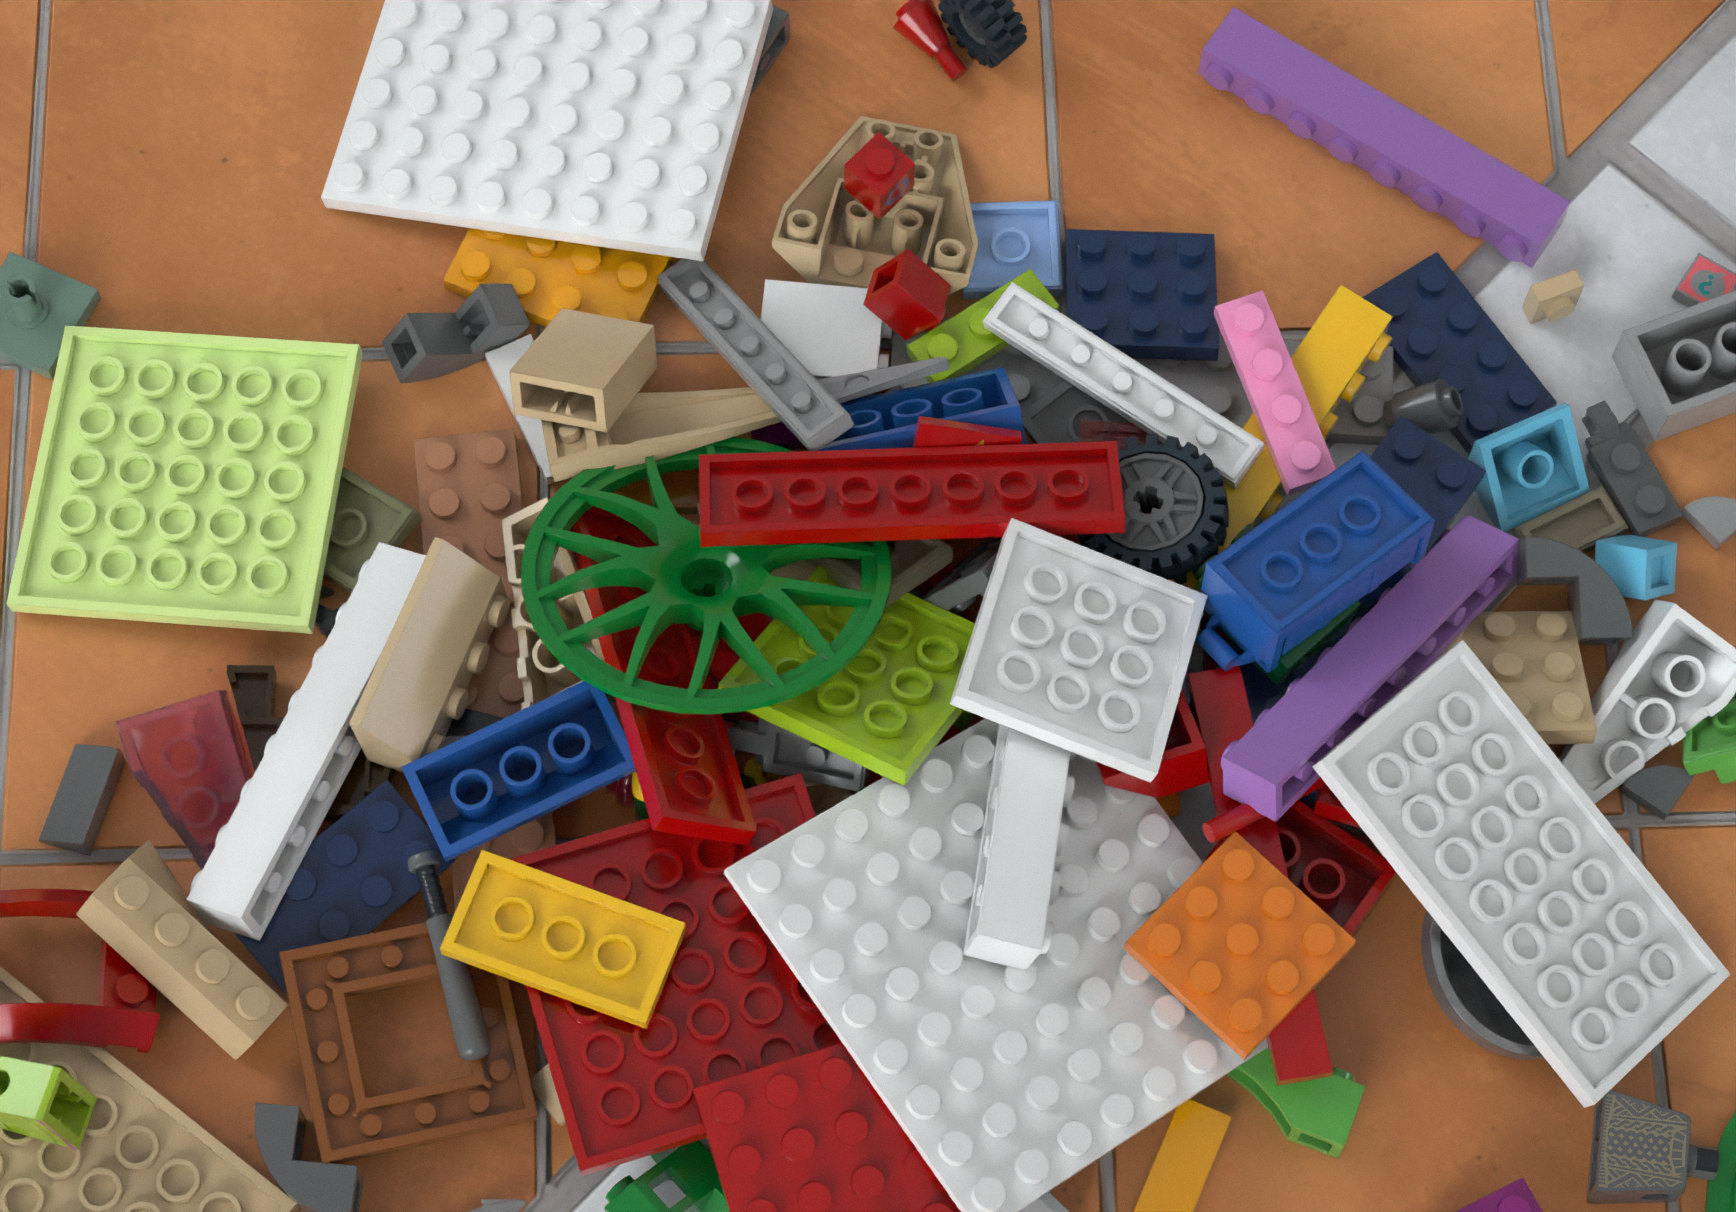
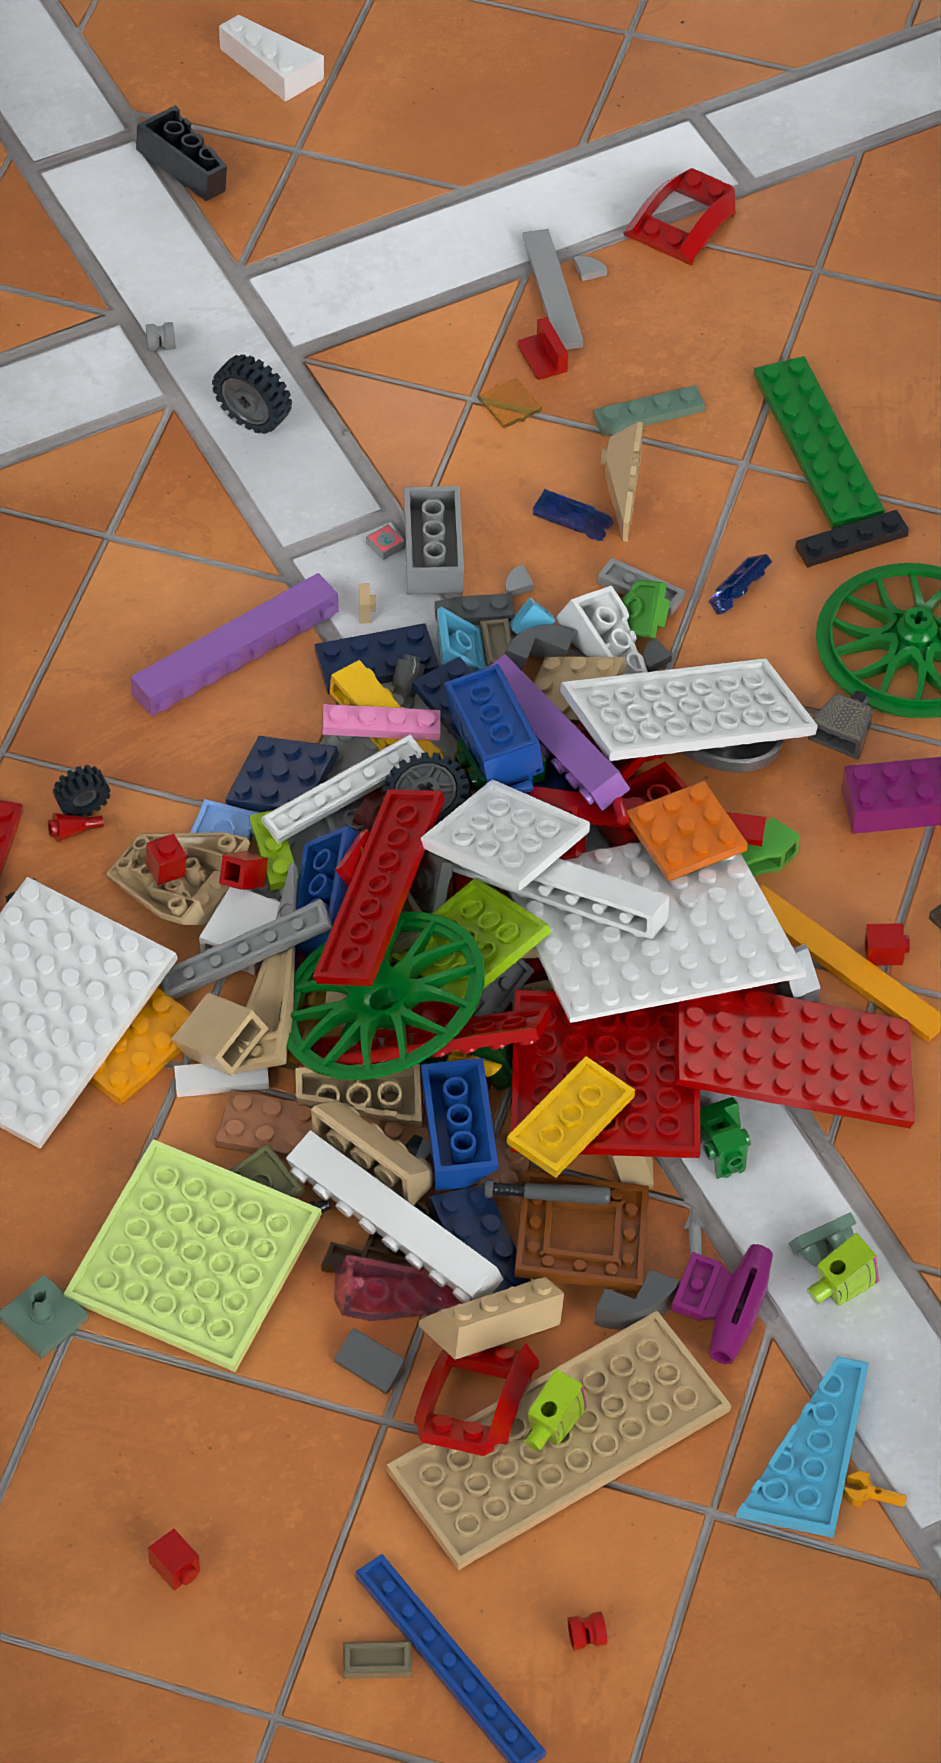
camera: 70 degrees left, 15 degrees down
(443, 343) = (159, 1099): dark grey brick -> none

